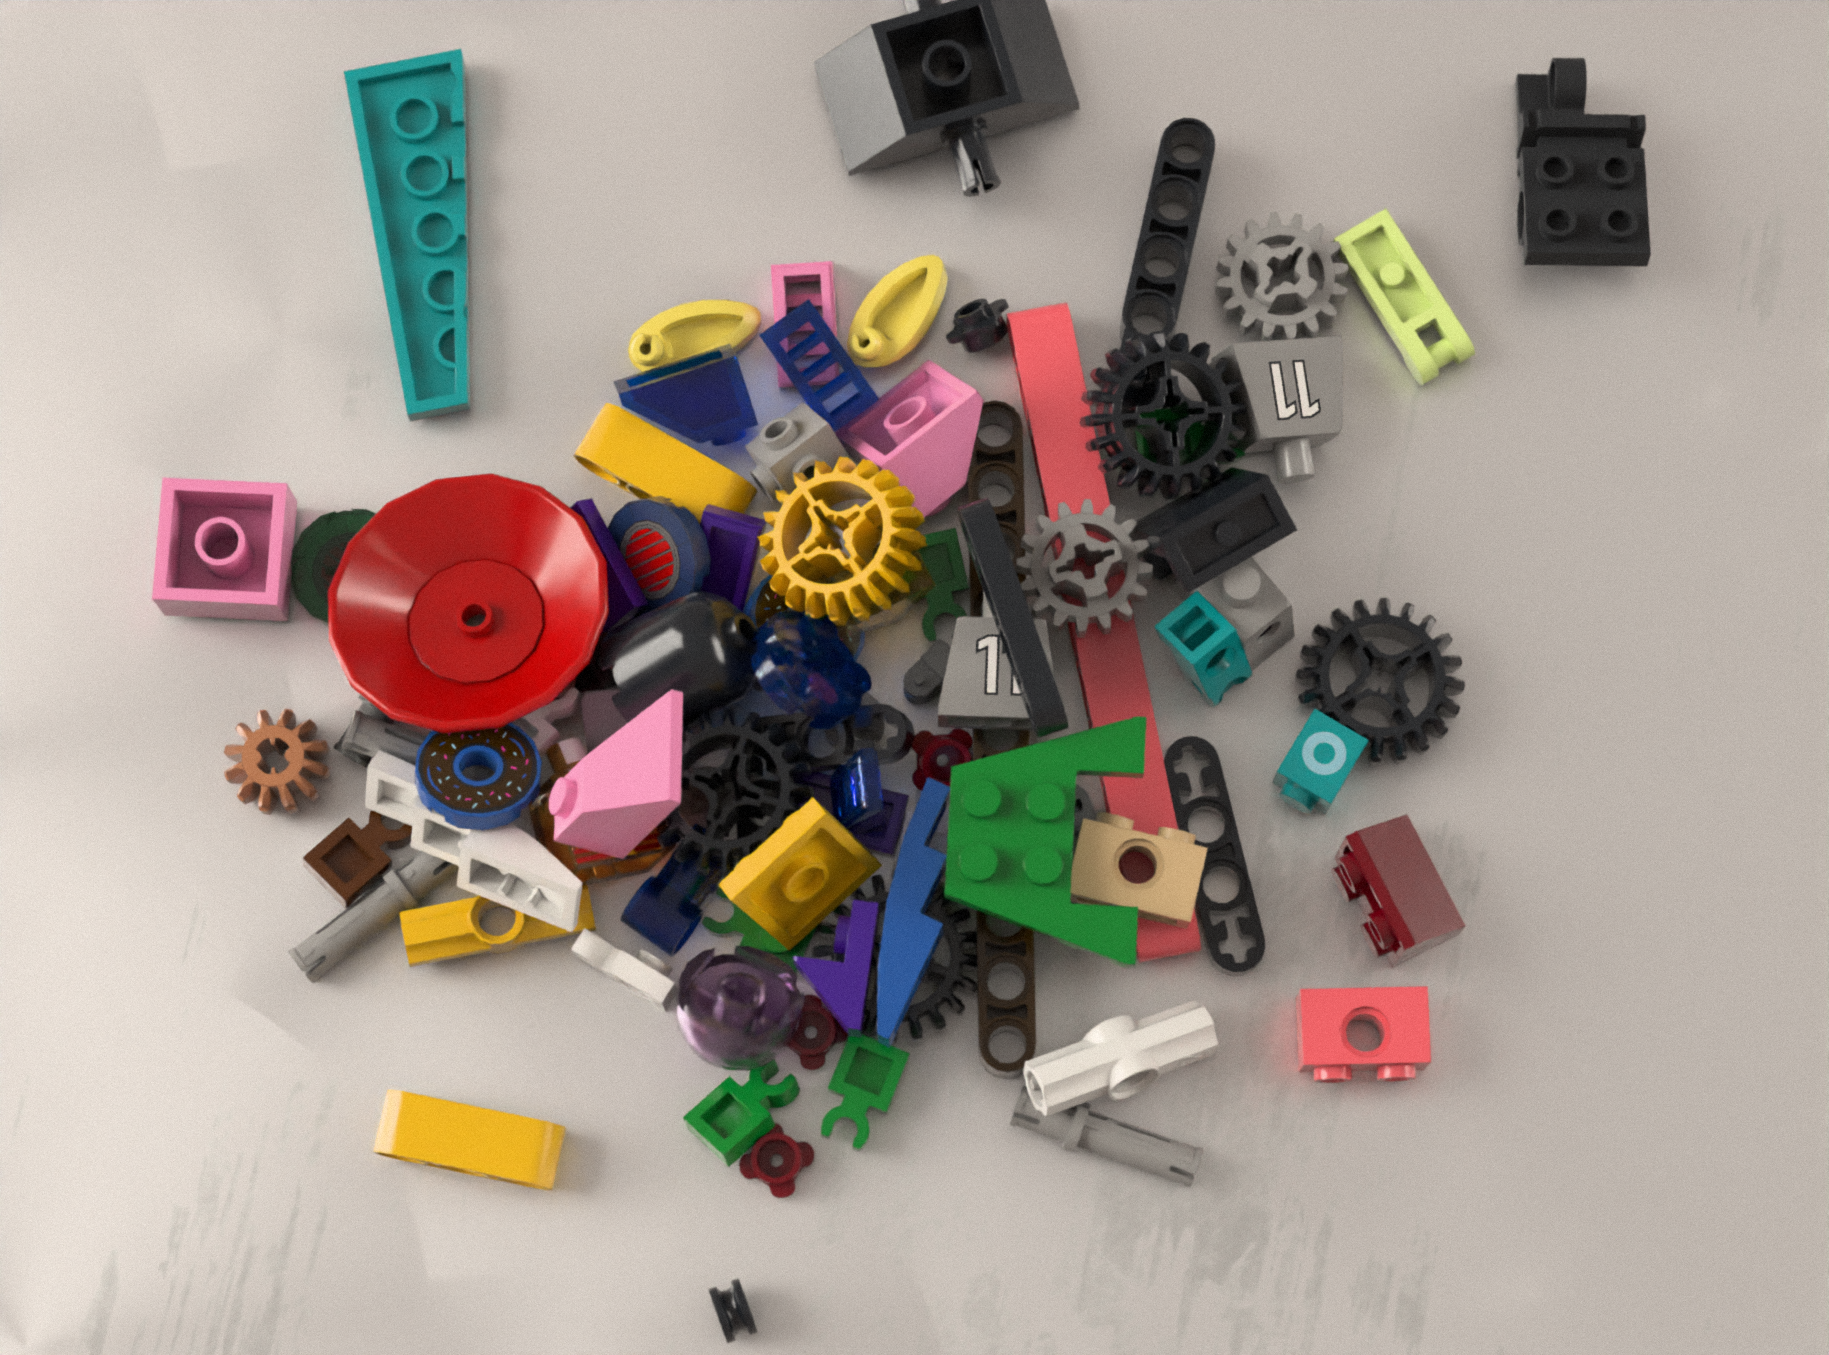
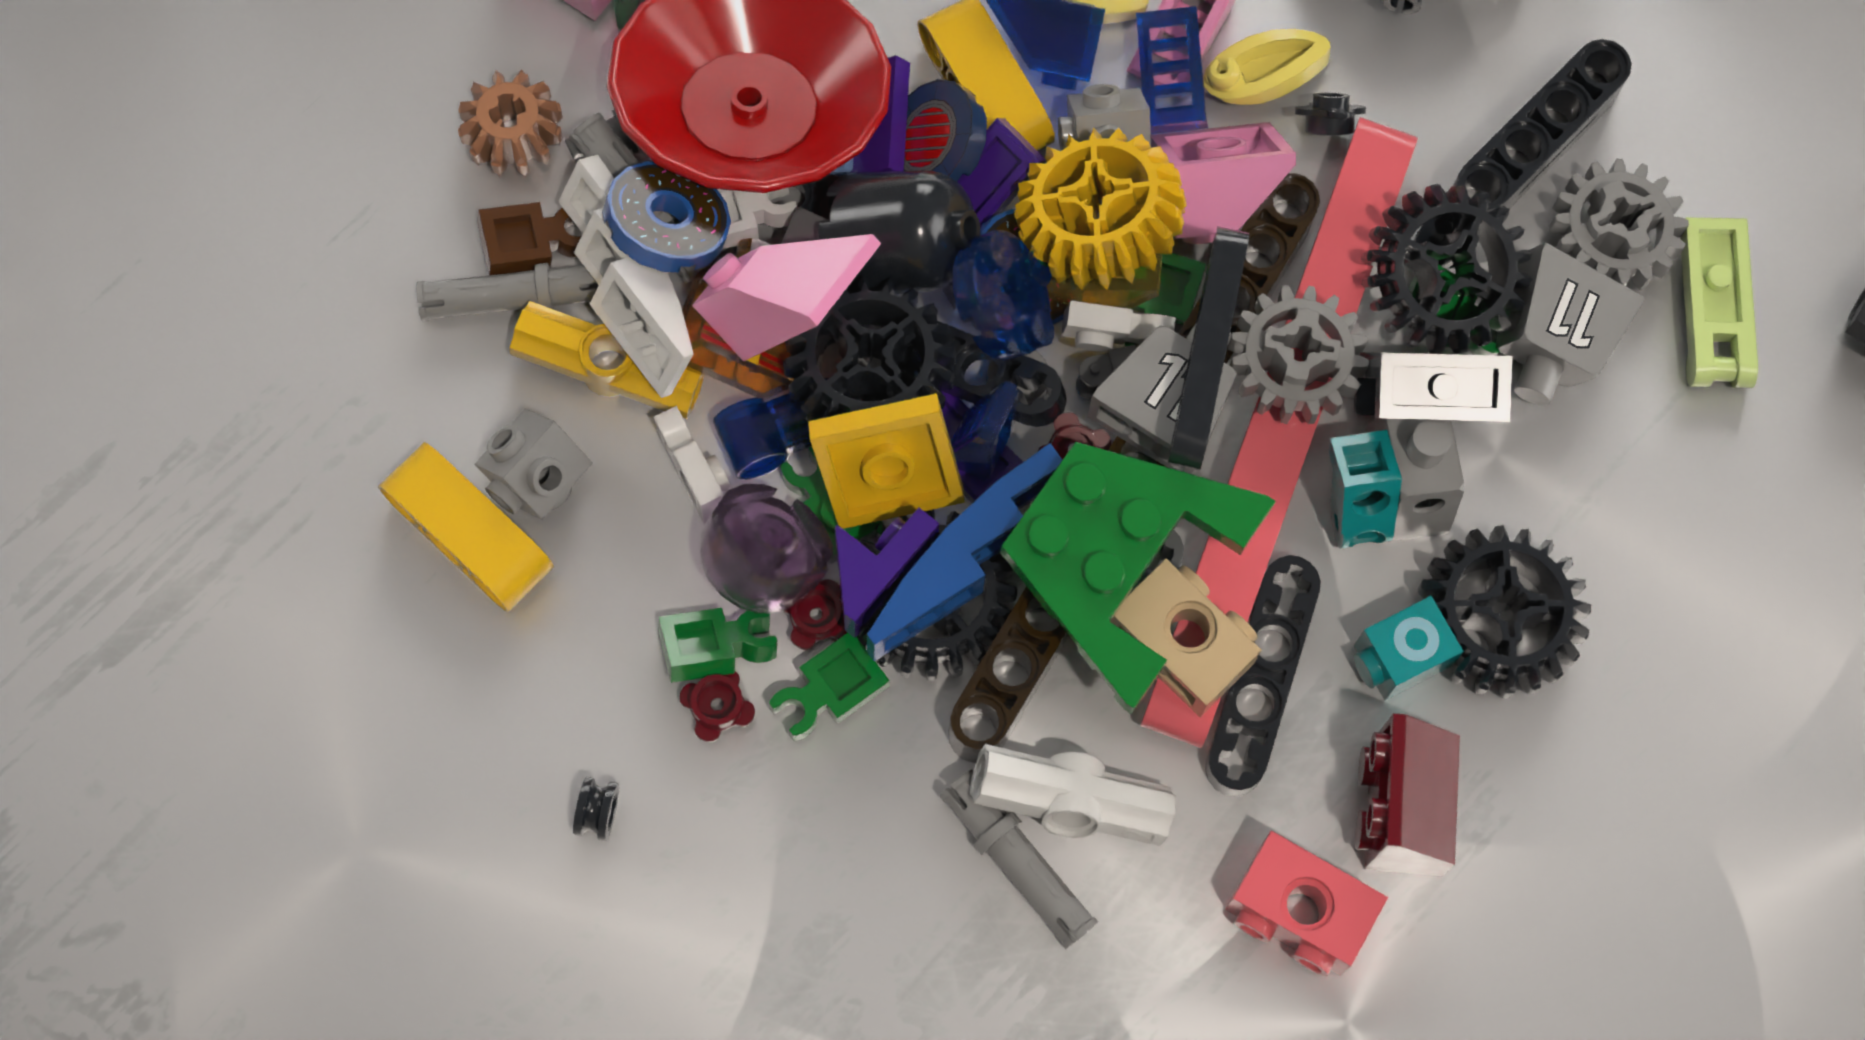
camera: 25 degrees right, 5 degrees down
(494, 1054) = (532, 465): none -> light grey brick
(901, 640) = (1101, 326): none -> white plate

